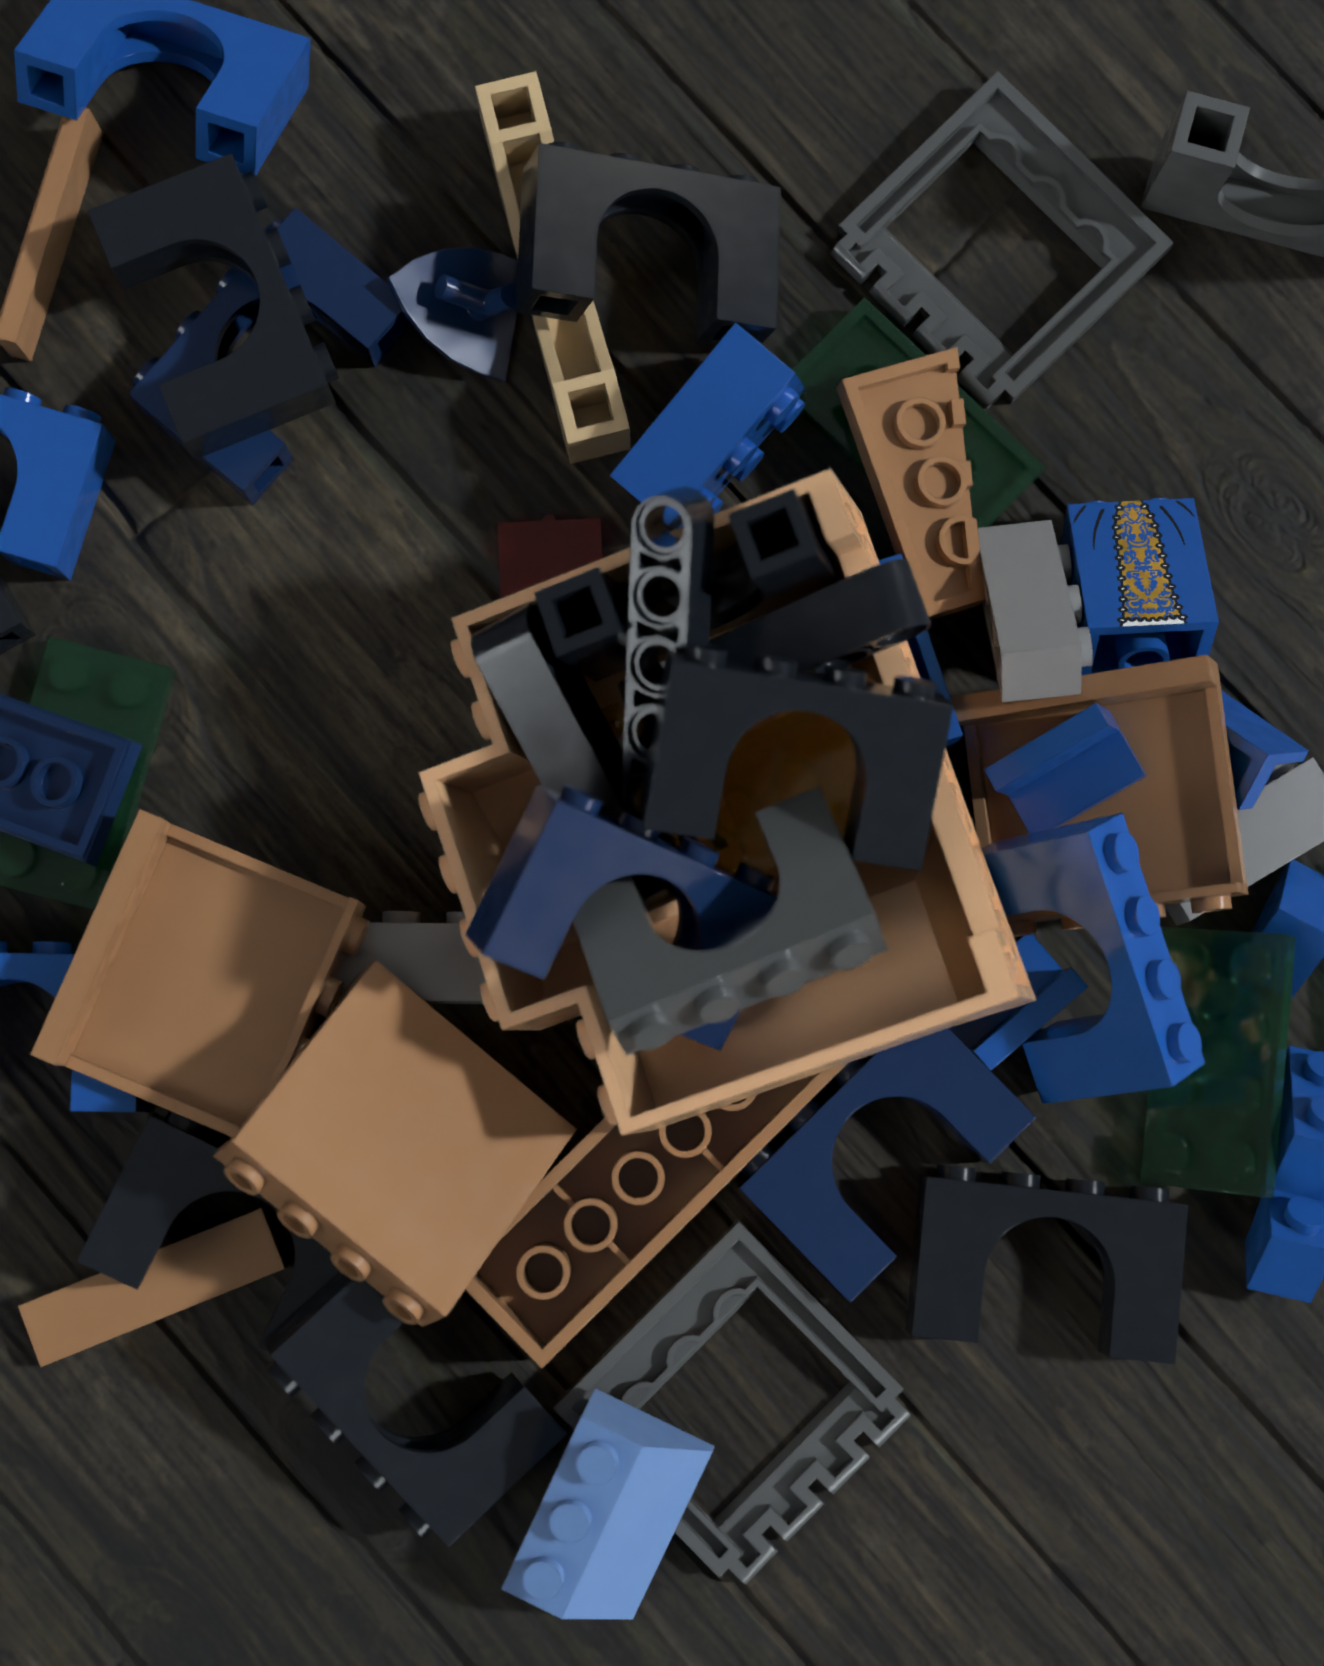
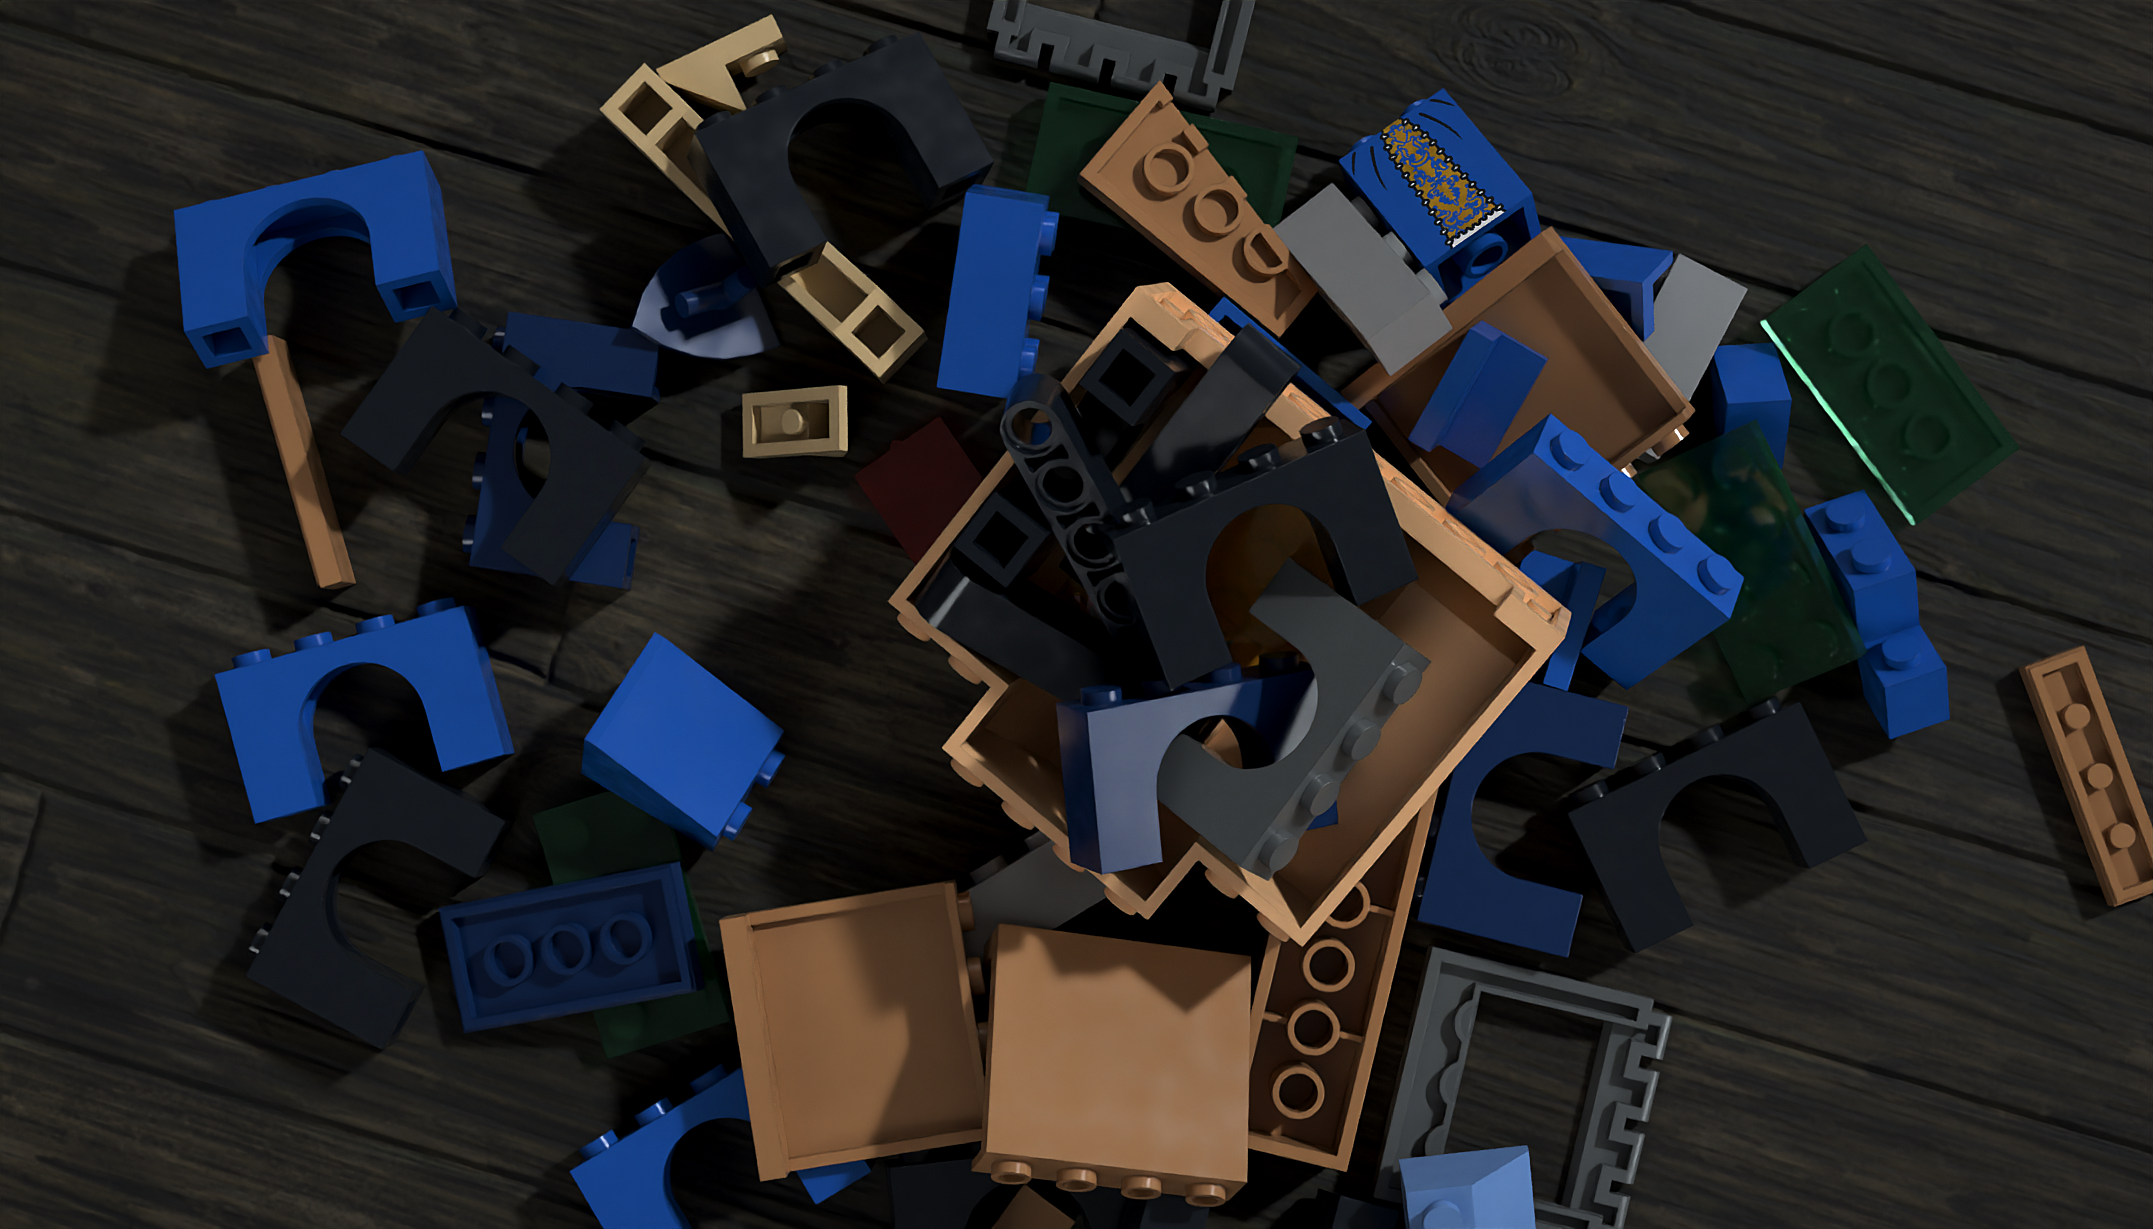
camera: 30 degrees left, 5 degrees up
(207, 648) = (682, 746): none -> blue slope
(477, 446) = (795, 422): none -> tan slope
(598, 118) = (708, 72): none -> tan slope

